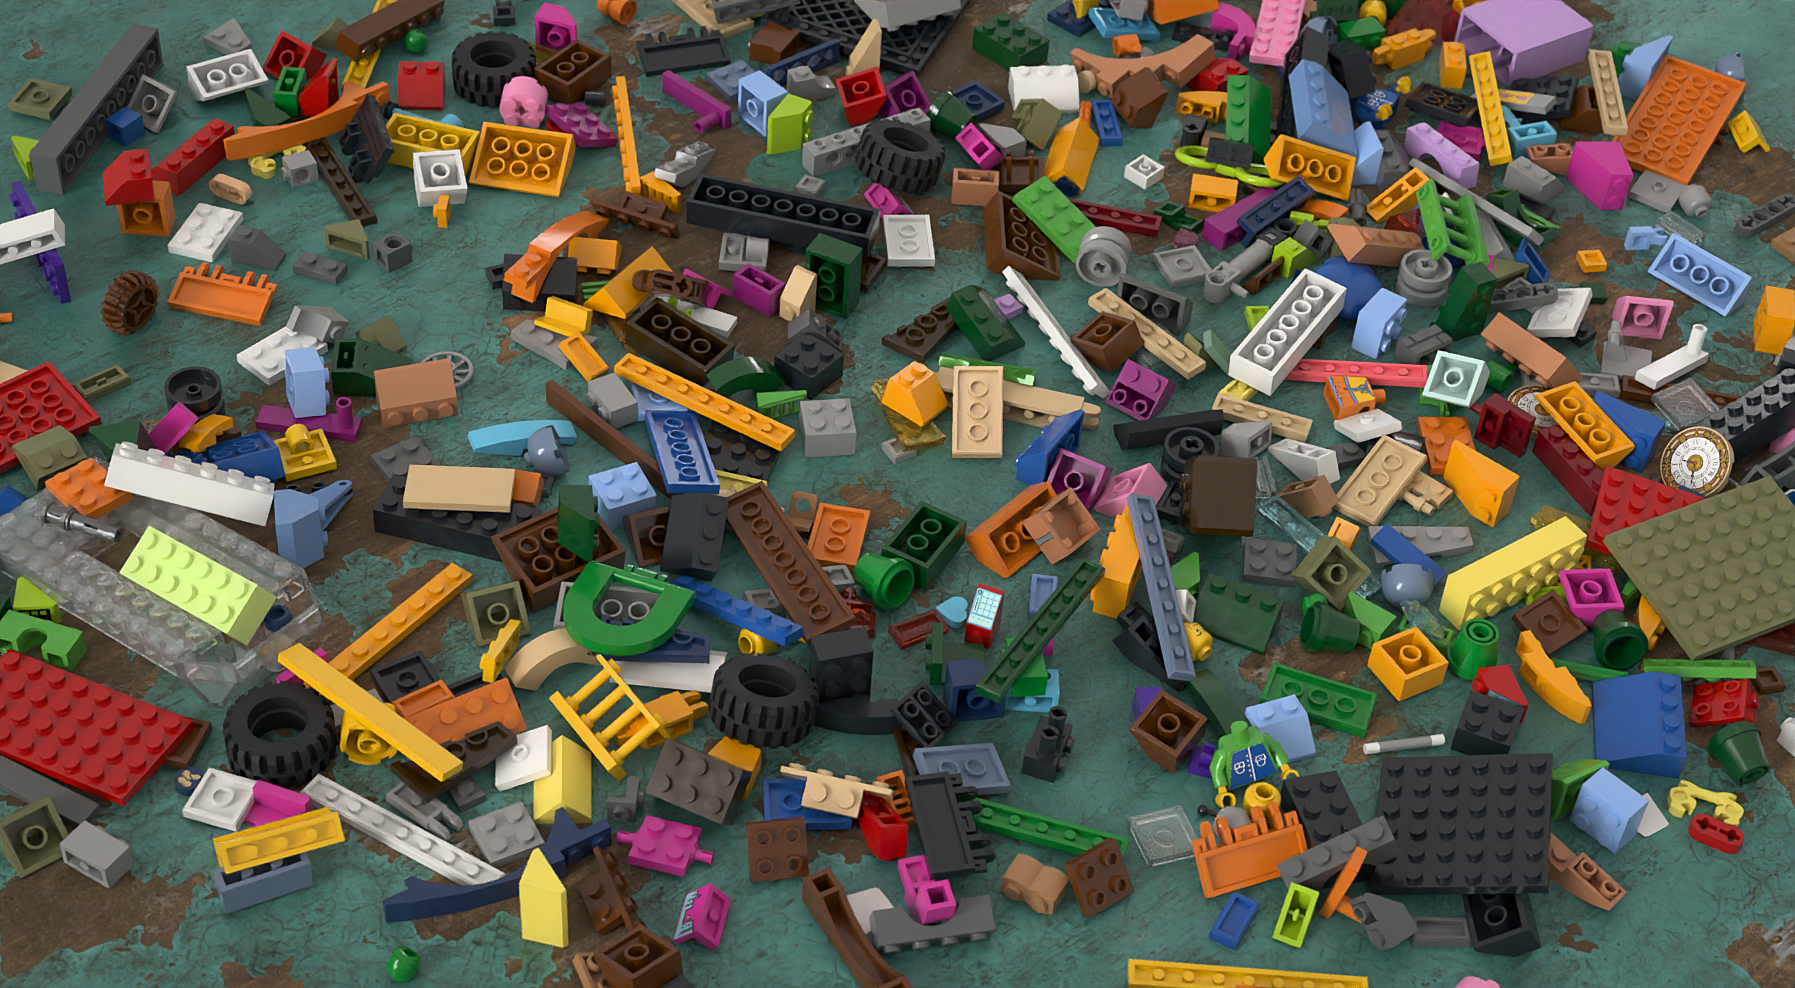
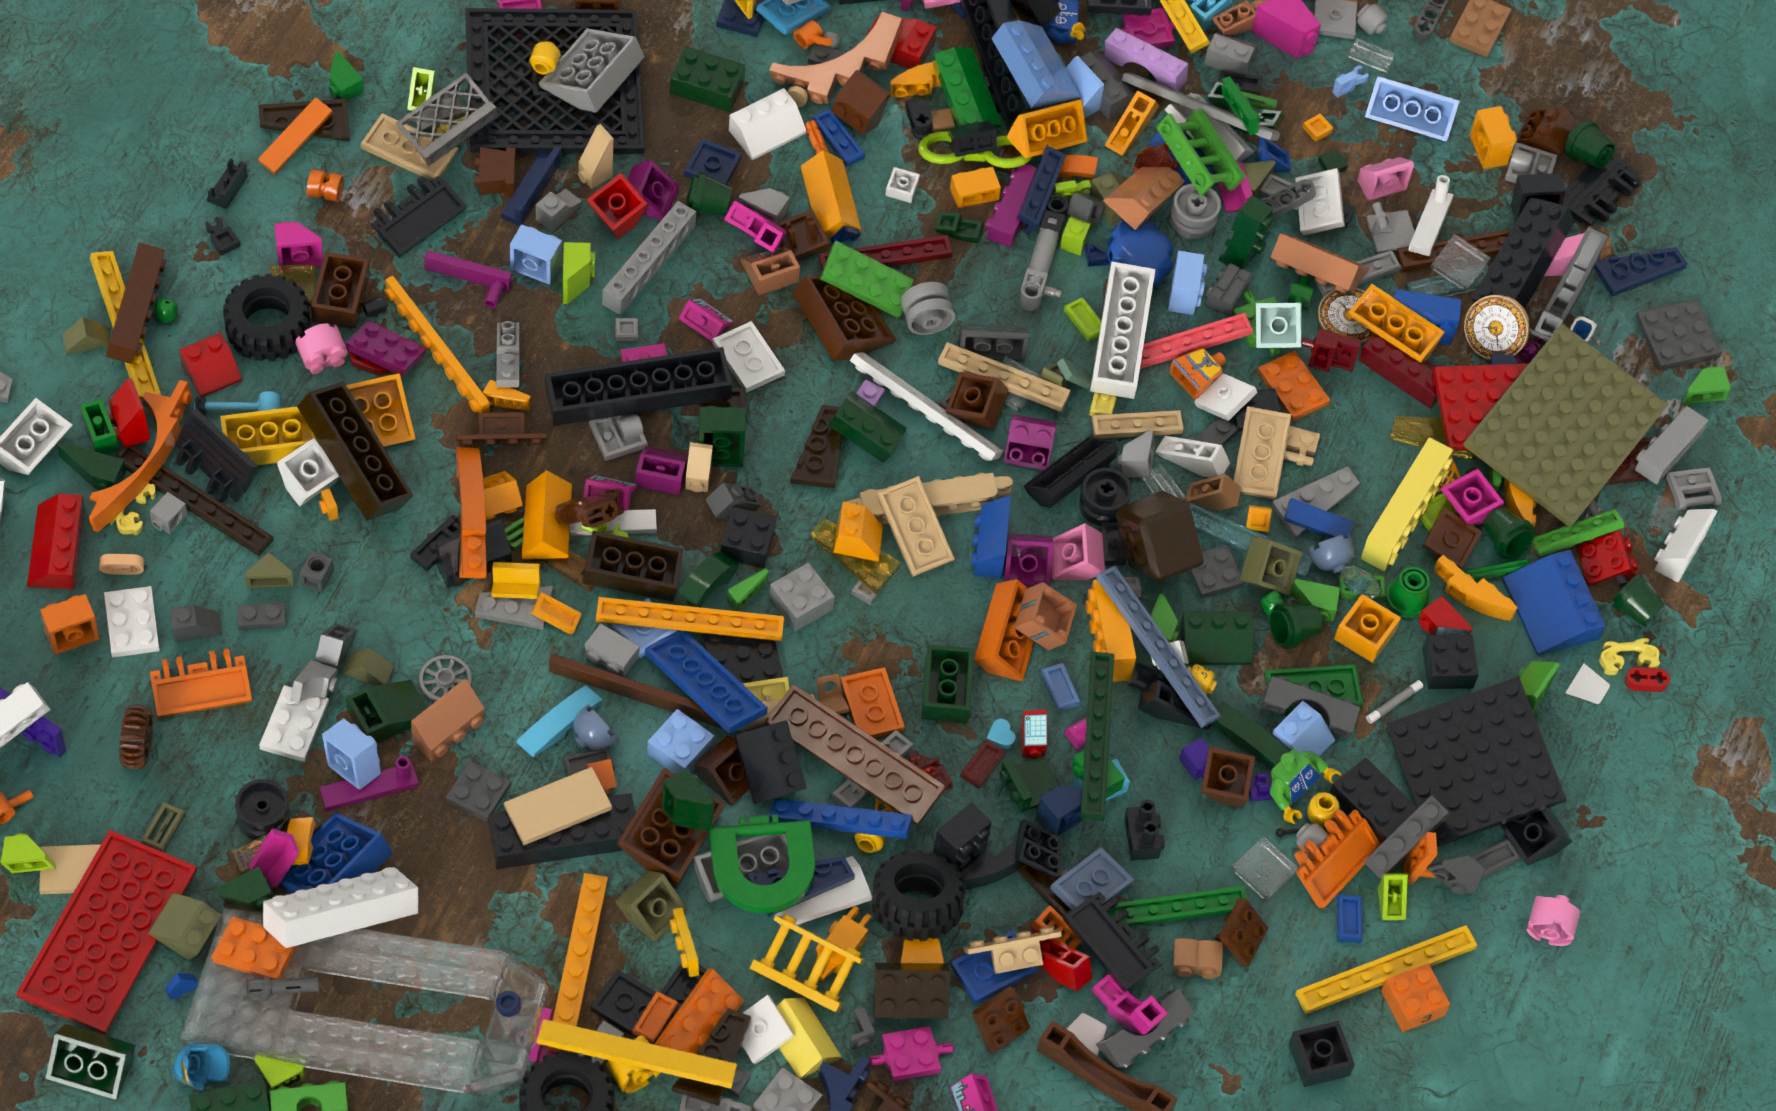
camera: 30 degrees left, 15 degrees up
(129, 179) = (55, 611): red slope -> none
(198, 585) = (427, 1005): yellowish green brick -> none
(293, 52) = (69, 384): red slope -> none
(303, 516) = (444, 892): medium blue slope -> none
(305, 452) = (392, 819): yellow plate -> none
(363, 307) = (335, 645): none -> dark grey slope
(488, 171) = (354, 450): none -> dark brown brick
(544, 655) = (723, 933): tan arch -> none
(727, 78) = (486, 229): sand blue plate -> none
(884, 579) = (936, 732): green piece -> none
(900, 156) = (701, 288): black tyre -> none
(1011, 373) = (894, 473): bright green wing -> none
(1036, 120) = (784, 168): olive panel -> none
(1182, 266) = (989, 281): light grey tile -> none
(1185, 238) = (977, 250): clear pink tile -> none
(1264, 277) = (1061, 264): reddish brown slope -> none
(1330, 725) = (1338, 714): none -> dark grey arch
(1358, 207) = (1101, 149): dark grey axle -> none
(1480, 483) = (1340, 422): light orange slope -> none
(1511, 199) = (1240, 105): none -> green plate
(1582, 876) = (1577, 766): nougat slope -> none
(1609, 810) = (1570, 700): light blue brick -> none
(1767, 681) = (1629, 516): reddish brown tile -> none

